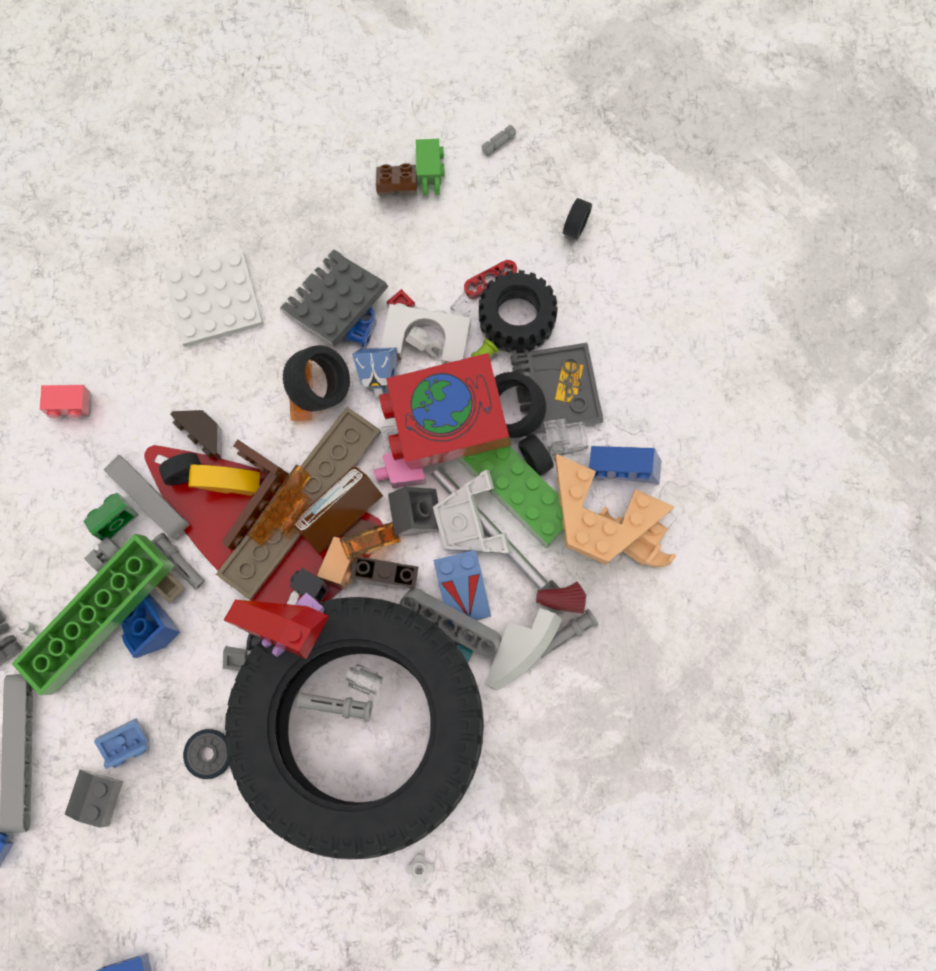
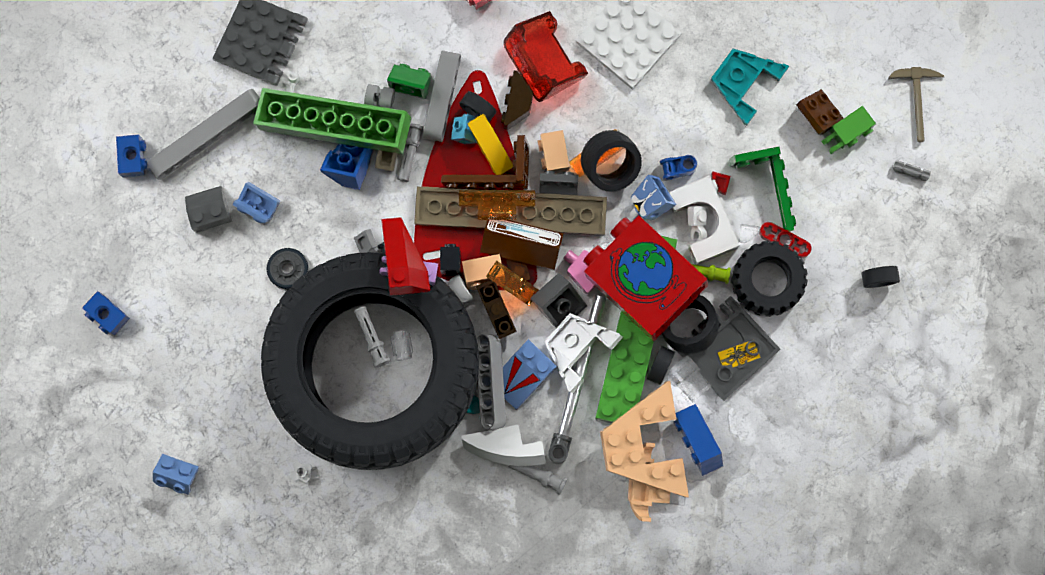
camera: 60 degrees right, 5 degrees up
(175, 385) = (541, 57): none -> clear red windscreen
(193, 498) = (461, 131): none -> medium azure brick
(272, 426) = (554, 152): none -> light nougat brick
(304, 441) = (558, 183): none -> dark grey bracket
(315, 227) = (737, 76): none -> teal wing
(336, 300) = (687, 133): dark grey hinge -> none
(337, 592) = (459, 287): none -> white hair
(417, 85) = (916, 74): none -> dark tan piece
(436, 249) = (780, 183): none -> green bracket
(566, 599) = (561, 457): dark red piece -> none

